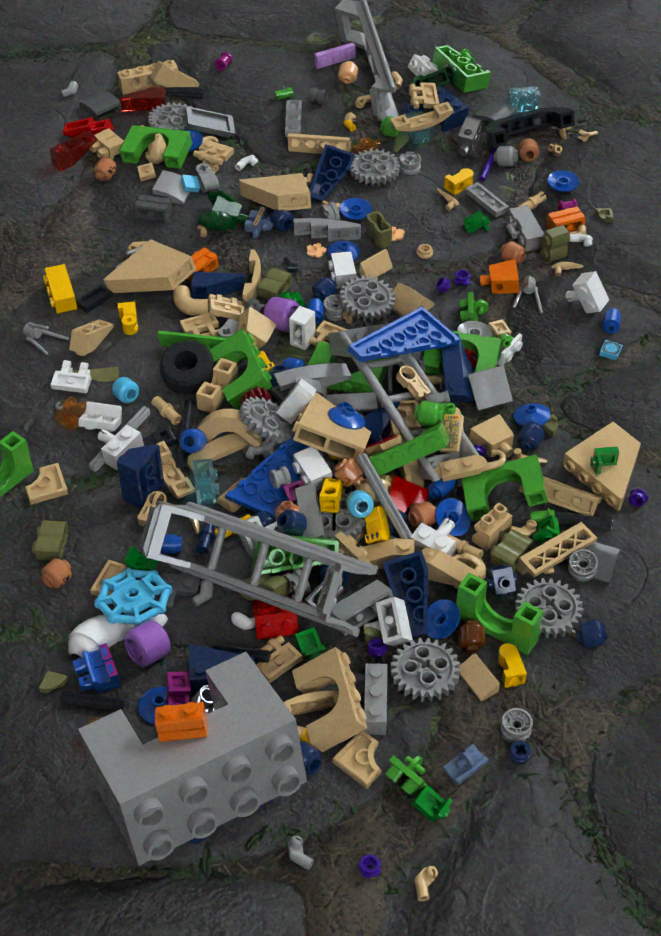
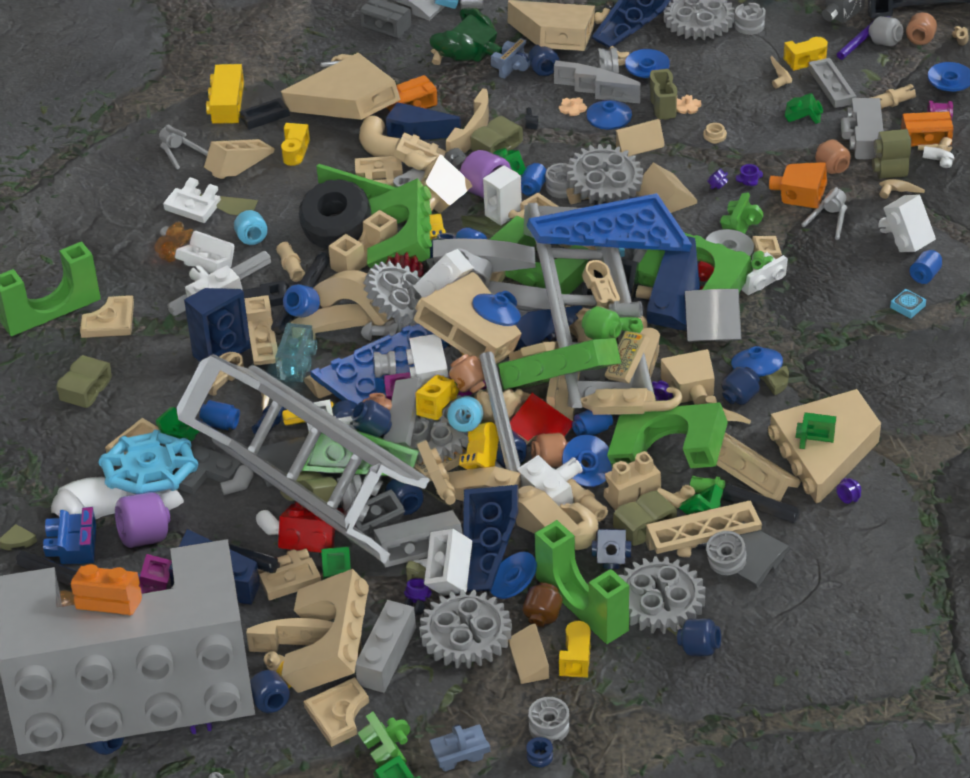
camera: 20 degrees right, 5 degrees down
(56, 573) = (73, 419): nougat head -> none
(231, 314) = (418, 161): none -> tan arm
(324, 287) = (556, 152): dark blue head -> none
(342, 268) = (592, 131): white brick -> none

